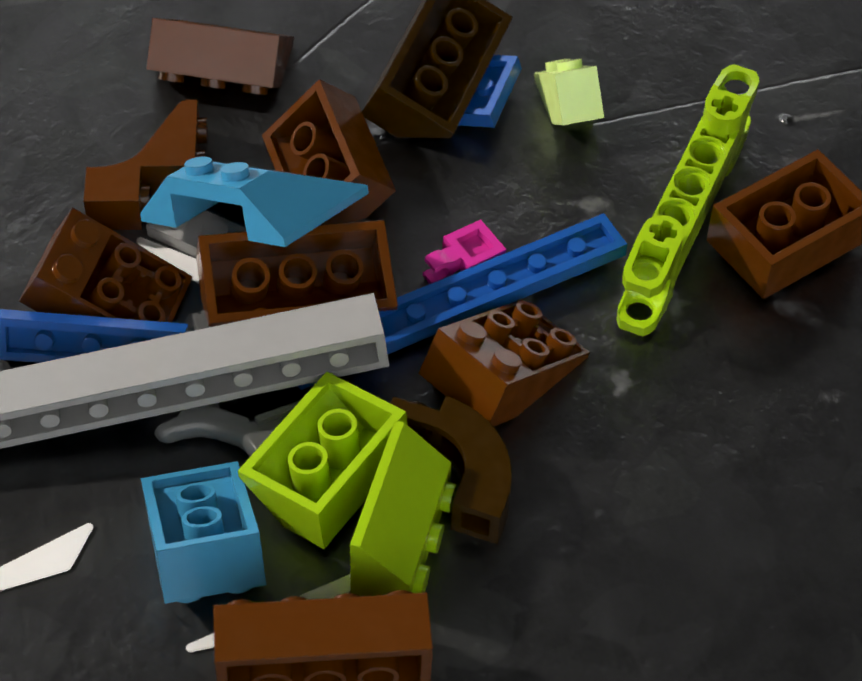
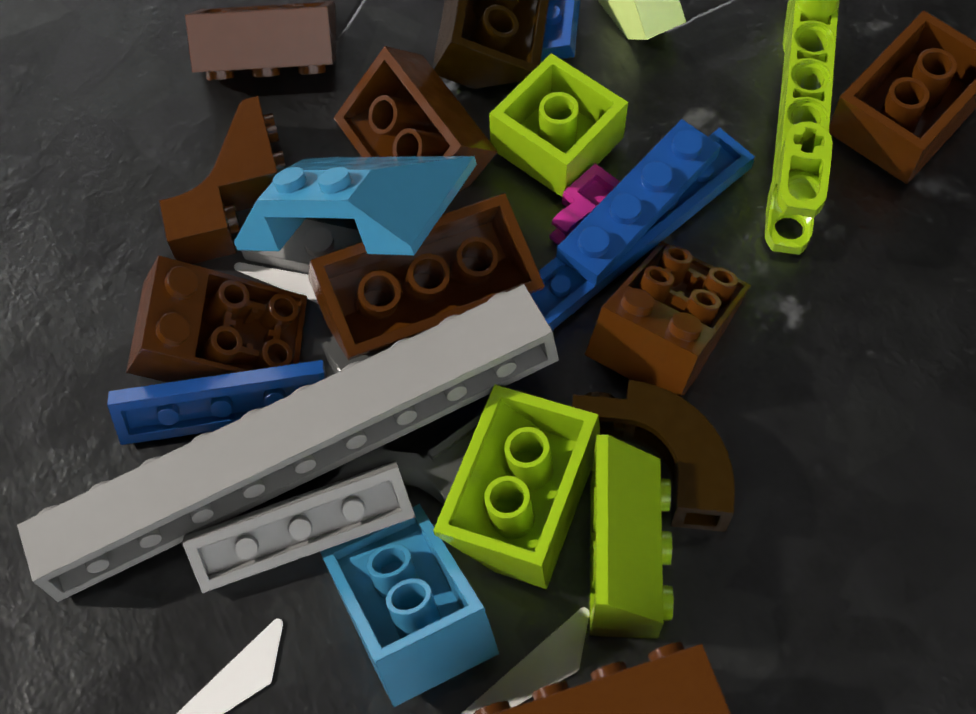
camera: 10 degrees left, 10 degrees up
(128, 451) = (298, 527): none -> light grey plate
(456, 178) = (557, 124): none -> lime brick
(506, 257) = (637, 202): none -> blue plate

